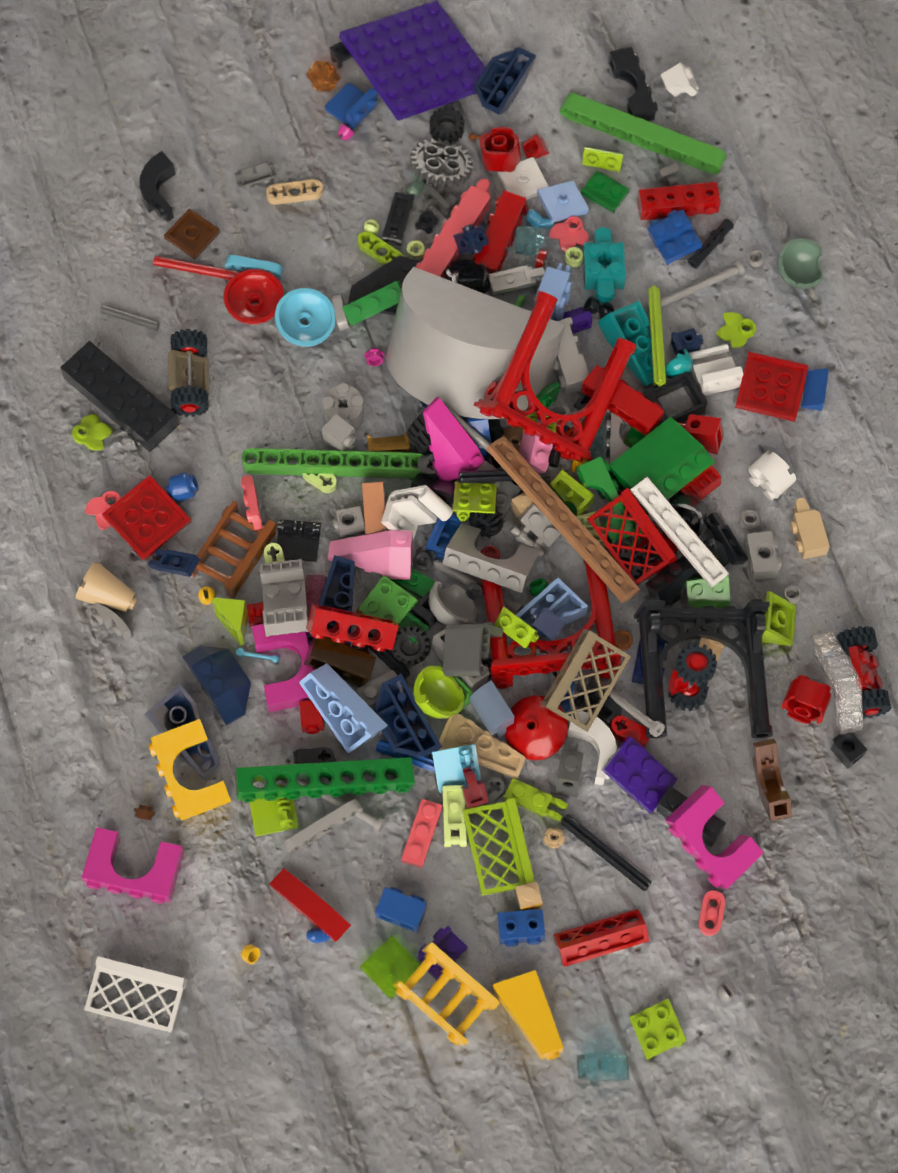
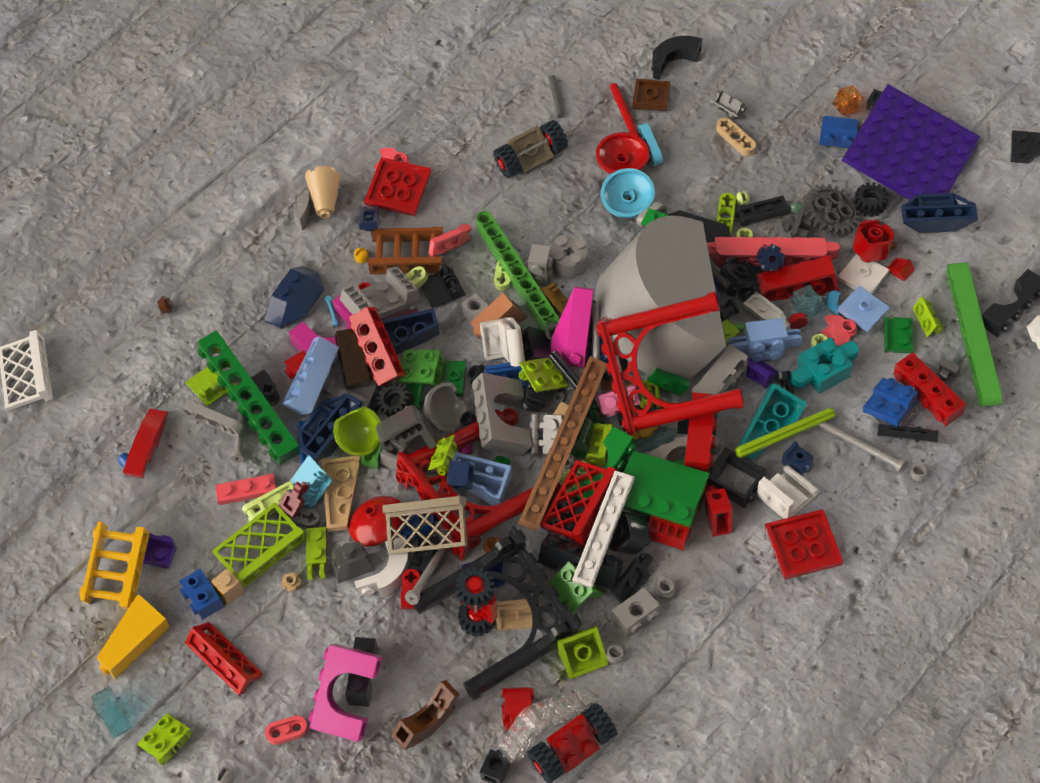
camera: 65 degrees right, 10 degrees down
(94, 432) = (448, 123): lime plate -> none
(119, 396) = (484, 121): black brick -> none
(156, 884) = (107, 302): dark pink arch -> none
(167, 747) = (212, 287): yellow arch -> none
(175, 711) = (242, 290): wedge -> none
(182, 486) = (437, 194): blue head -> none
(233, 616) = (344, 273): lime slope -> none
(254, 955) = (86, 425): yellow hinge -> none
(345, 131) = (812, 140): dark pink hinge -> none
(380, 552) = (460, 341): bright pink wedge -> none
(389, 964) = (126, 518): clear neon green plate -> none
(401, 909) = (171, 503): blue brick -> none
(426, 218) = (773, 226): black plate -> none
(492, 709) = (369, 478): sand blue brick -> none
(606, 852) = (298, 626): black axle -> none
(639, 774) = (377, 612): dark purple plate -> none
(679, 365) = (771, 462): teal hair -> none
(734, 331) = (838, 491): lime plate -> none
(771, 474) = (713, 580): white brick -> none
(800, 263) = (935, 504): sand green cylinder -> none
(809, 531) = (683, 637): tan hinge -> none
(815, 389) = (826, 580): blue slope -> none

